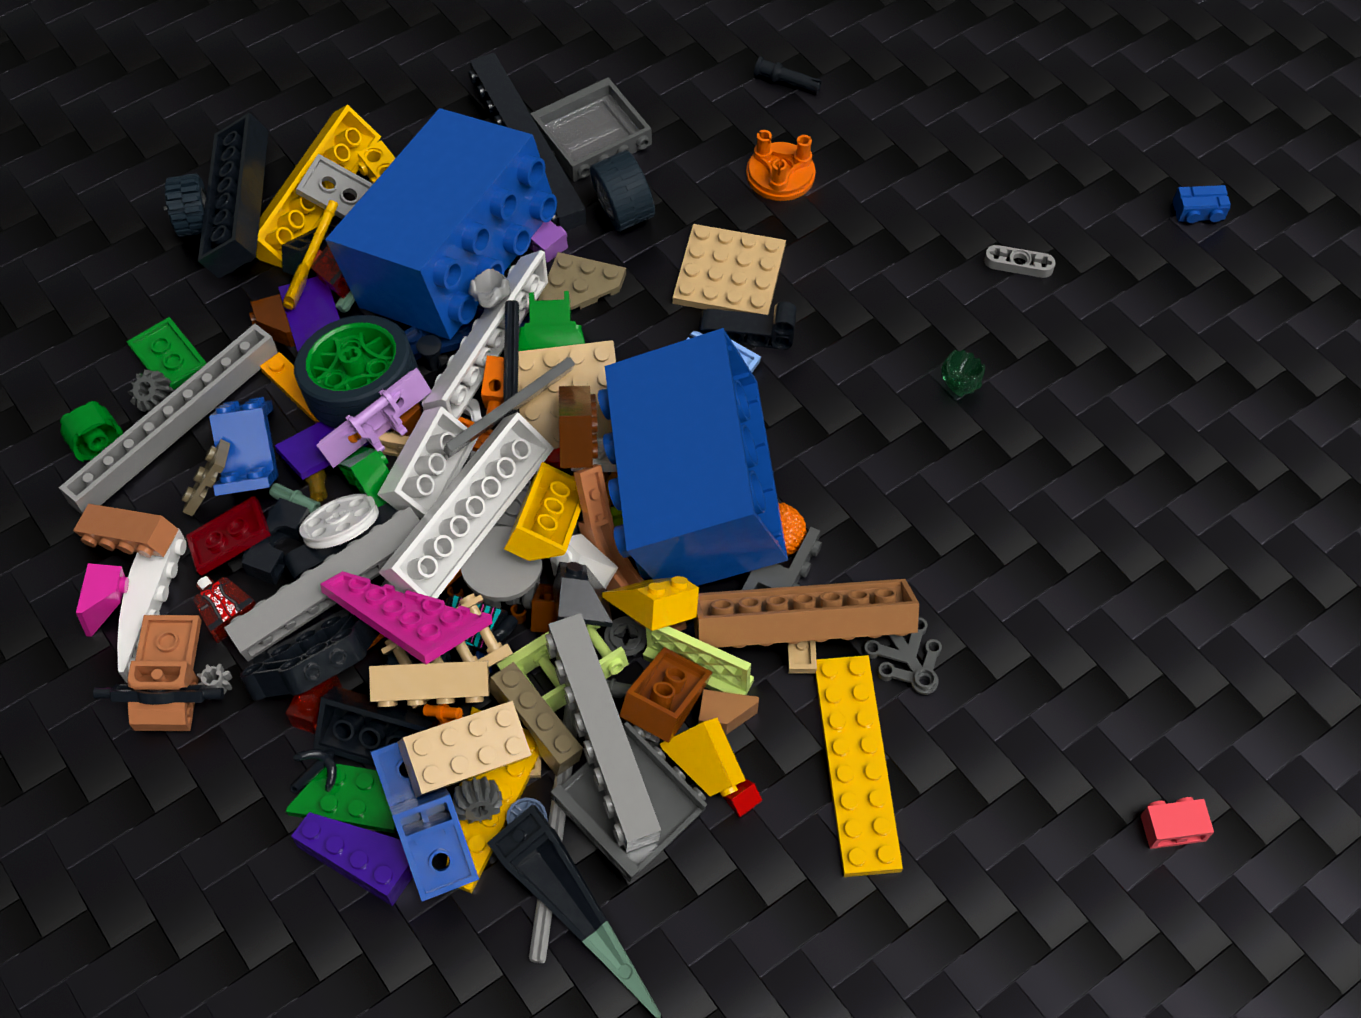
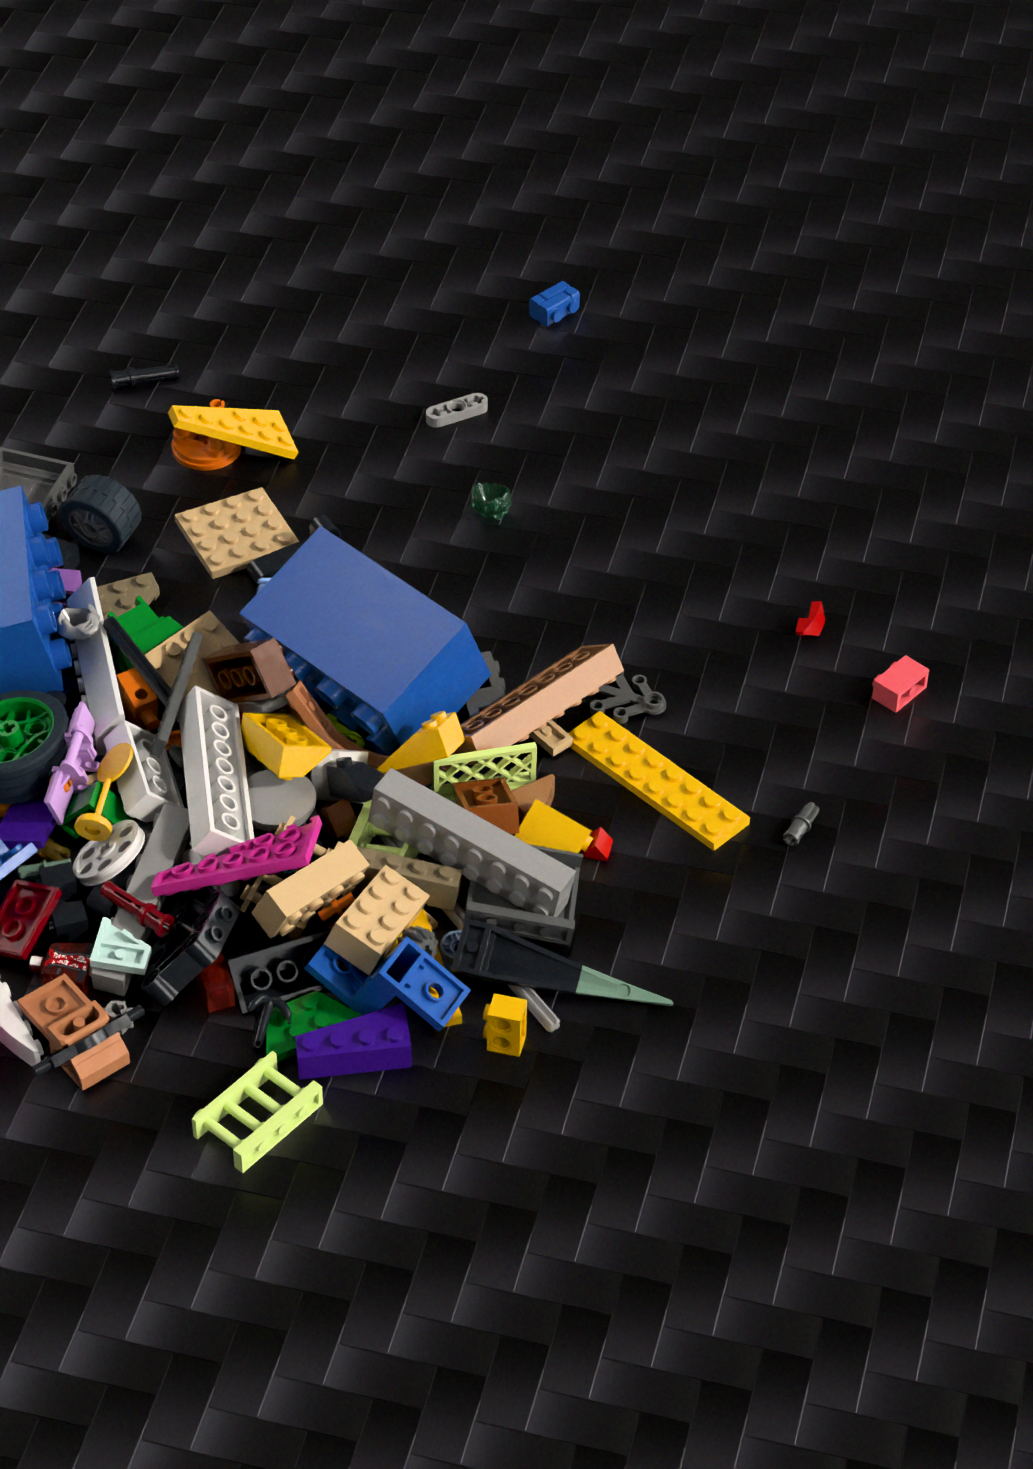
camera: 40 degrees left, 15 degrees down
(245, 881) = (267, 1133): none -> yellowish green fence
(254, 623) = (119, 950): none -> light aqua wing
(300, 605) = (145, 914): none -> dark red pin
(397, 446) = (93, 825): none -> yellow piece
(484, 934) = (505, 1024): none -> yellow brick
(813, 177) = (246, 427): none -> yellow wing
(945, 910) = (800, 824): none -> dark grey axle
(1149, 698) = (814, 623): none -> red slope

